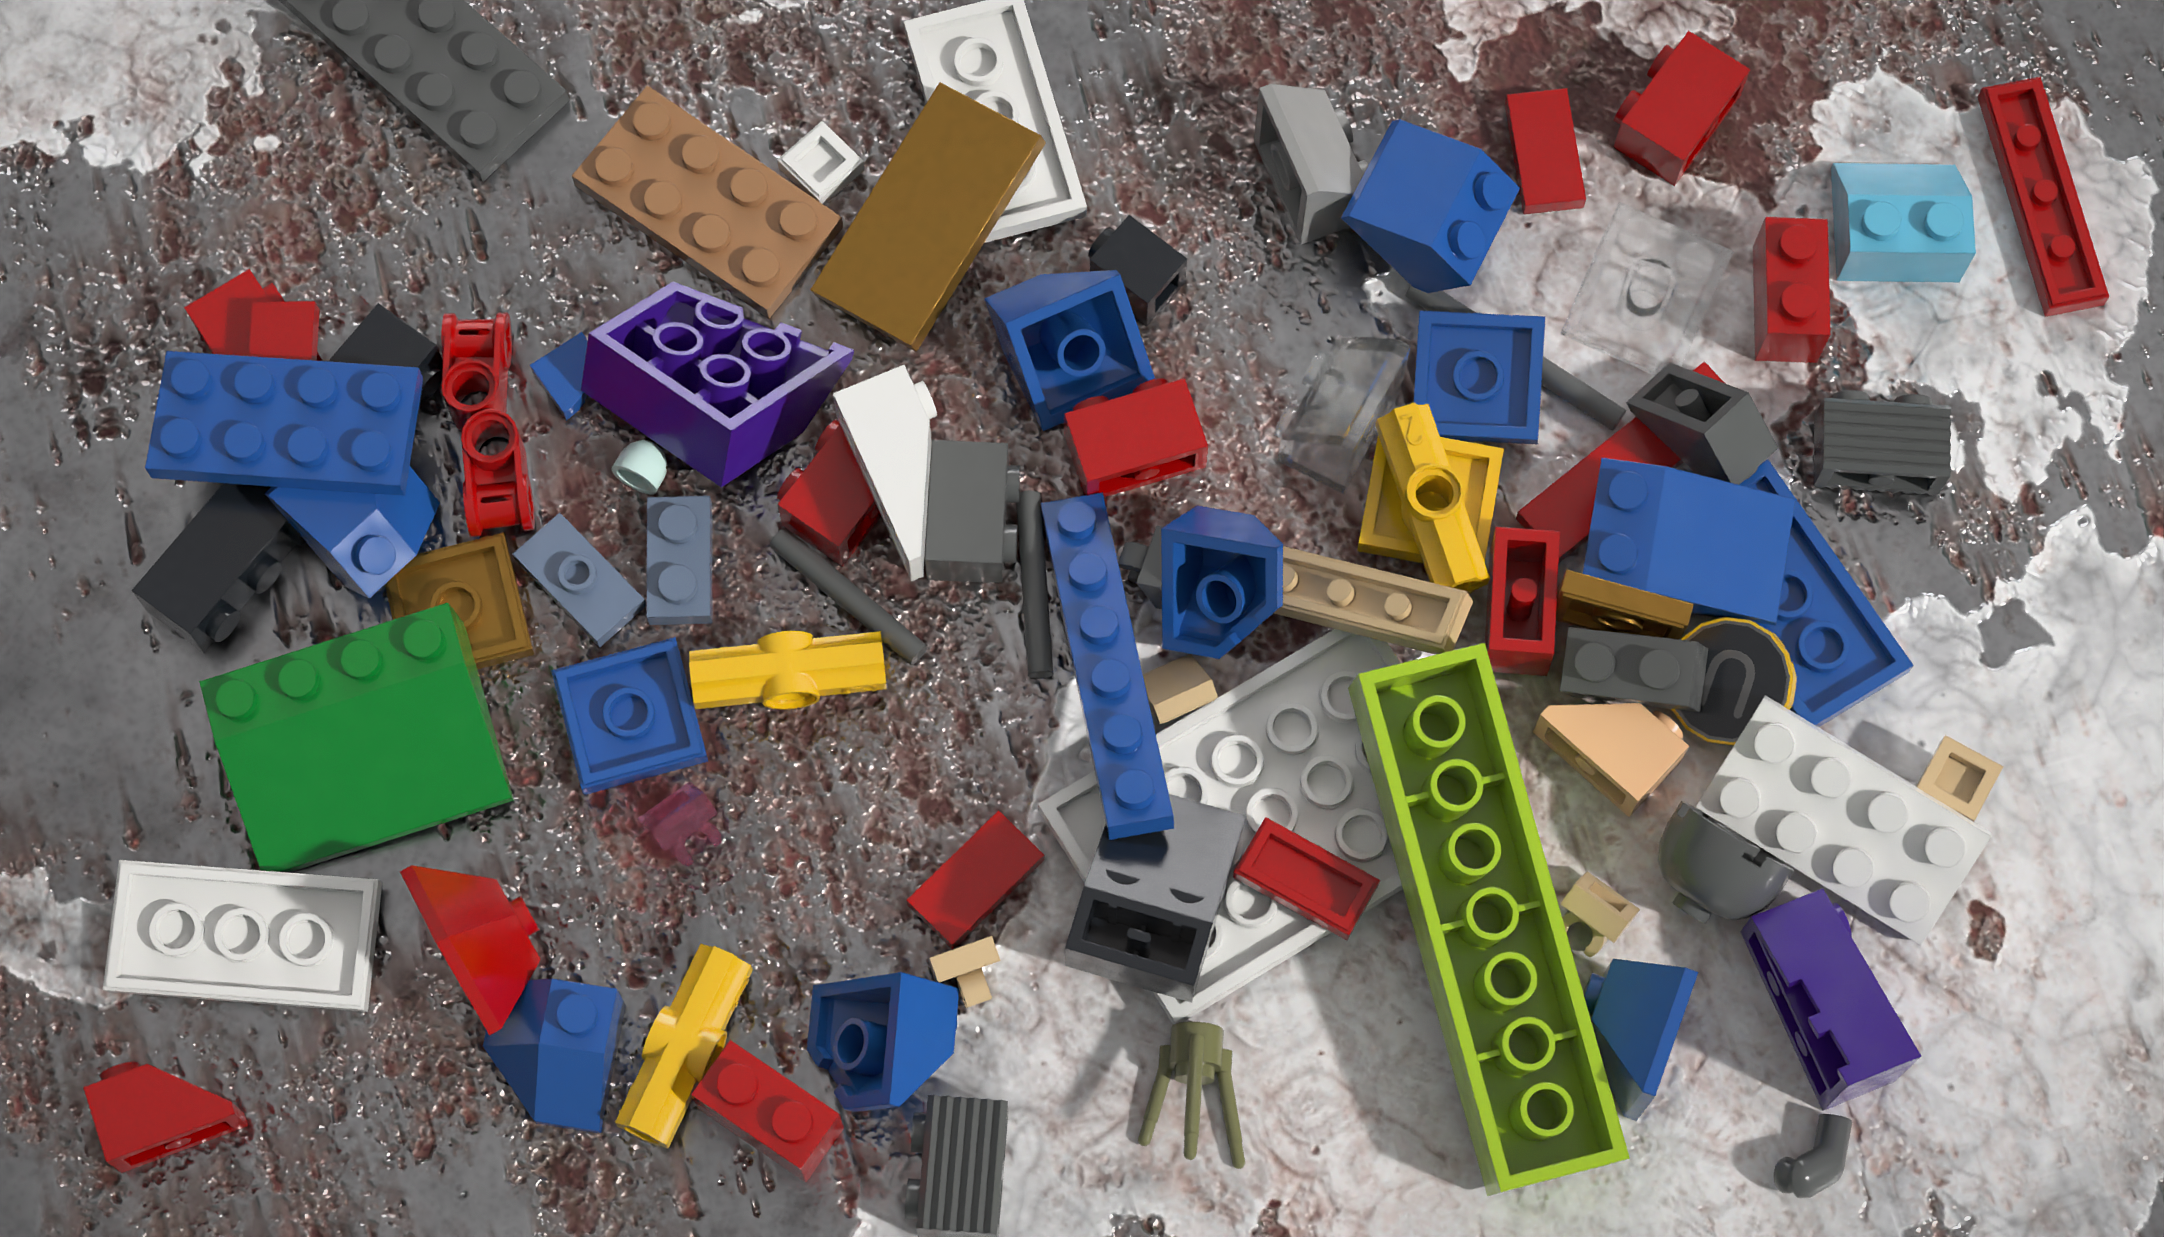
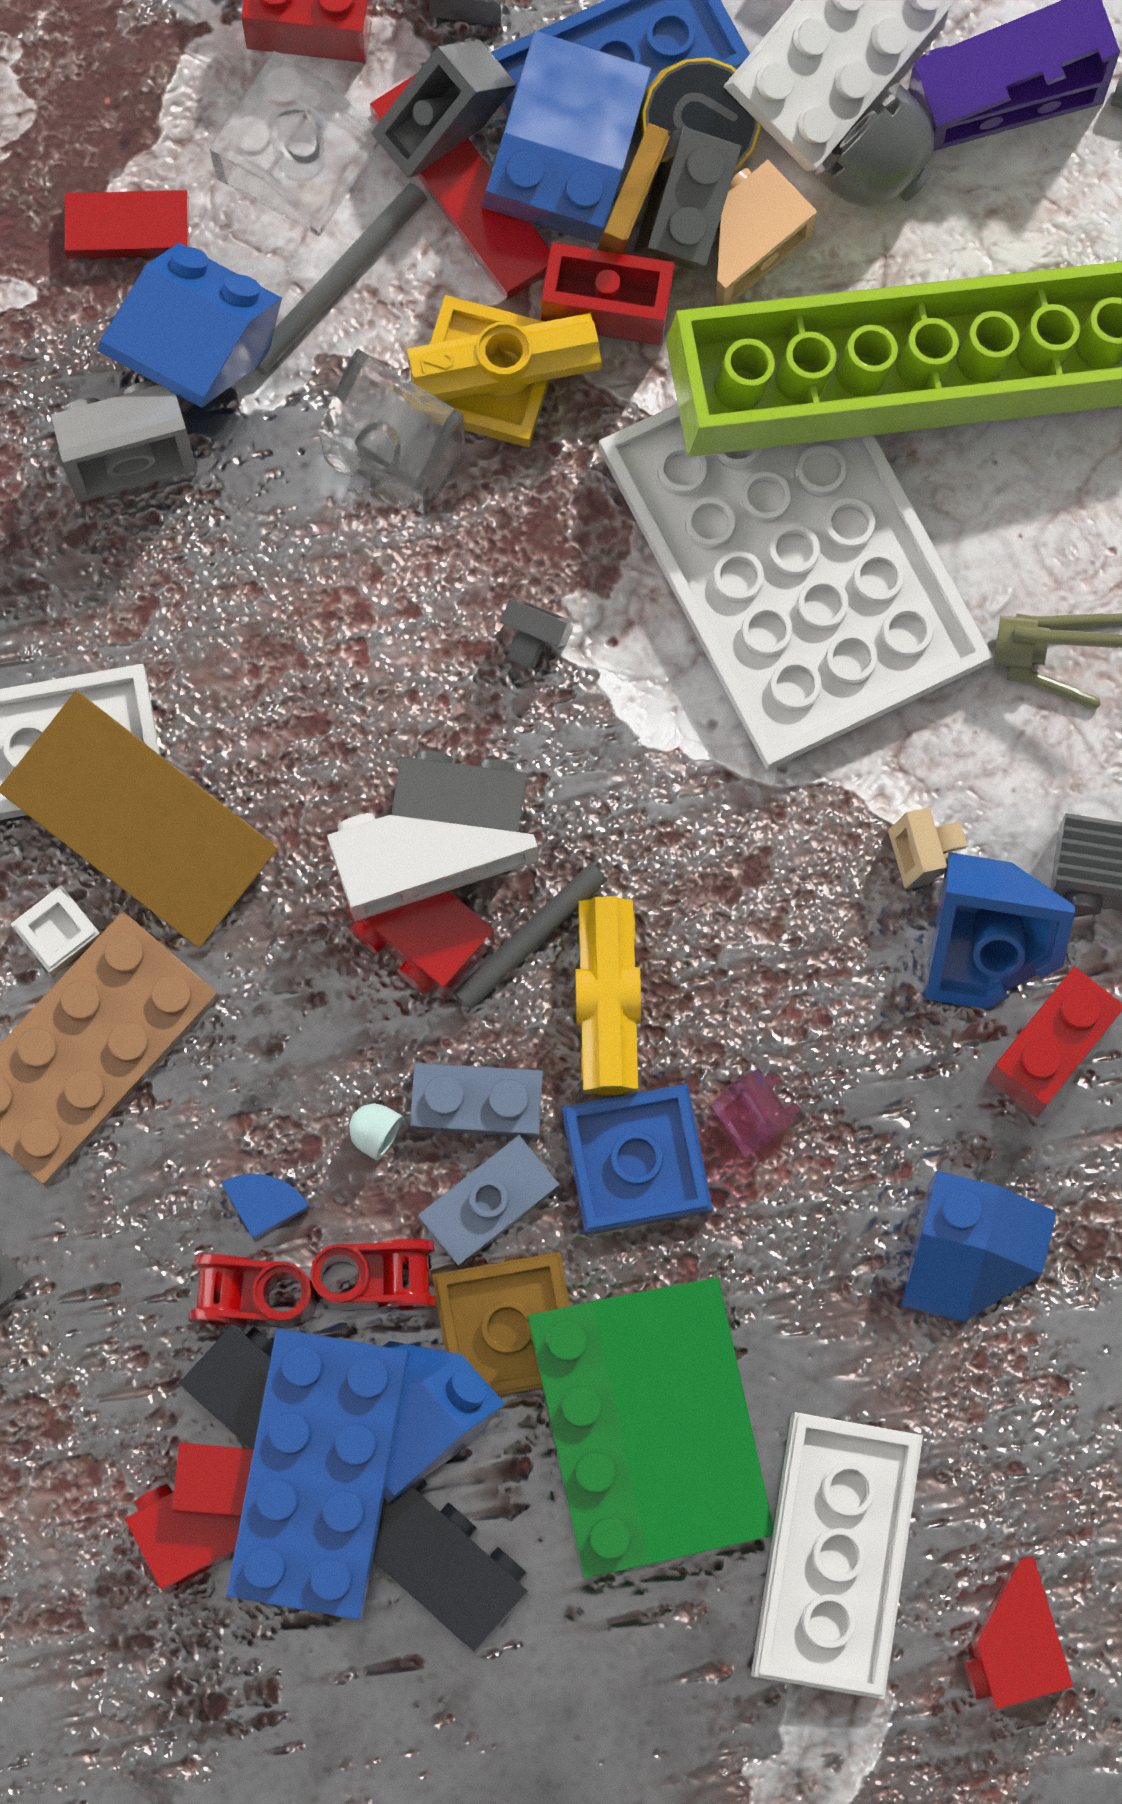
camera: 85 degrees left, 5 degrees up
(478, 936) = (873, 1305): red slope -> none
(683, 1045) = (982, 1121): yellow piece -> none
(709, 379) = (292, 1052): dark purple wedge -> none
(975, 880) = (832, 835): red tile -> none
(1034, 585) = (540, 754): dark grey bar -> none
(1069, 340) = (287, 695): blue slope -> none
(1107, 667) = (639, 682): blue plate -> none
(1135, 437) = (398, 640): red brick -> none
(1146, 263) = (215, 623): black brick -> none
(1156, 901) = (874, 652): black slope -> none
(1178, 688) = (659, 627): tan tile -> none
(1217, 580) = (565, 562): blue slope -> none
(1306, 878) = (865, 520): red tile -> none
(1372, 602) = (589, 454): tan tile -> none
(1481, 375) = (366, 302): blue plate -> none
(1599, 908) = (911, 262): tan tile -> none
(1635, 1023) = (1036, 229): blue slope -> none
(1680, 106) = (100, 89): red brick -> none

